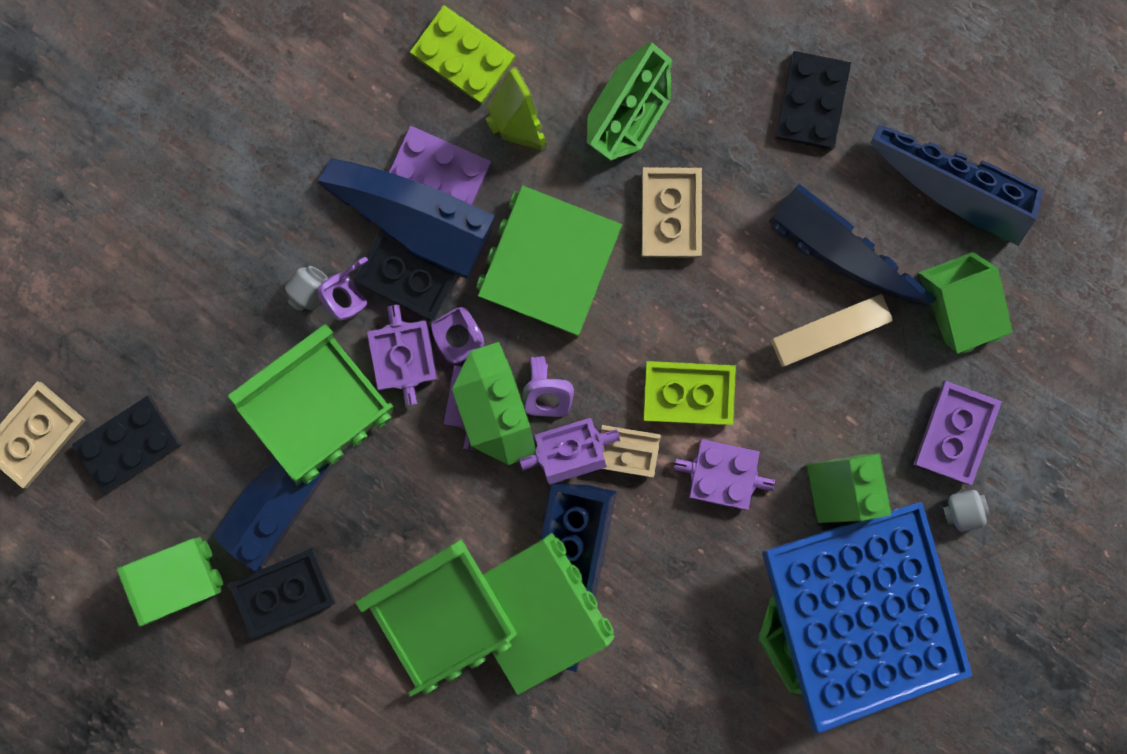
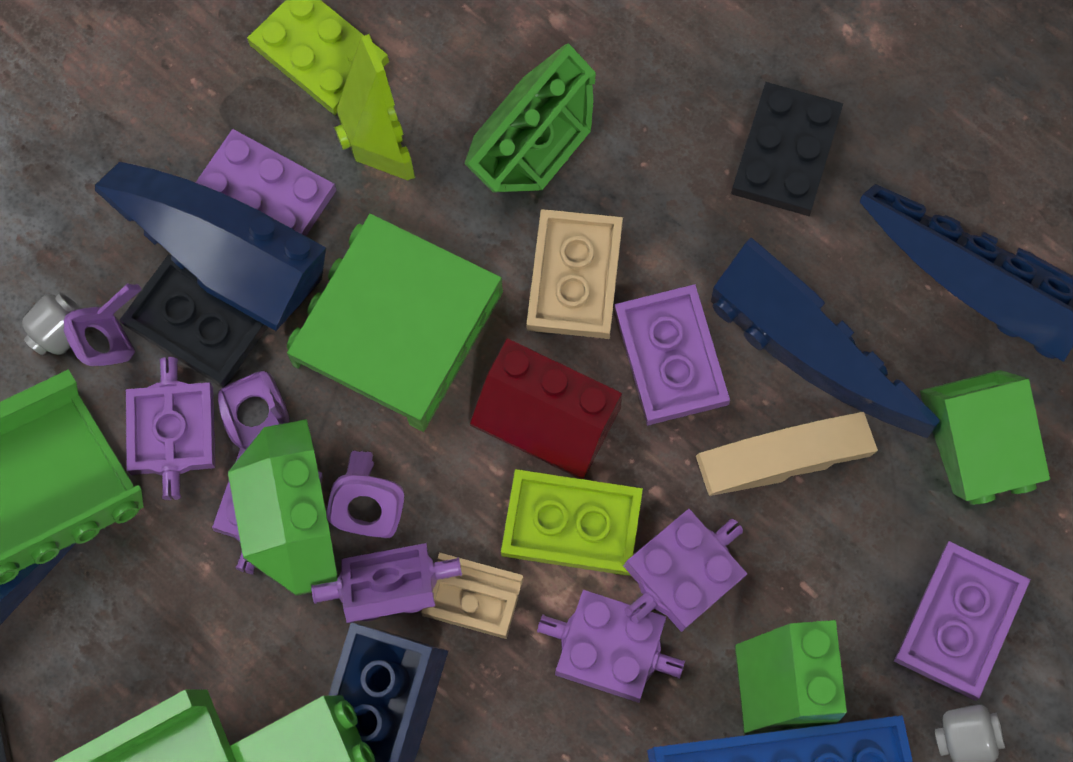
camera: 15 degrees right, 15 degrees down
(663, 315) = (546, 409): none -> dark red slope
(745, 265) = (671, 355): none -> medium lavender plate
(769, 419) = (684, 570): none -> medium lavender plate

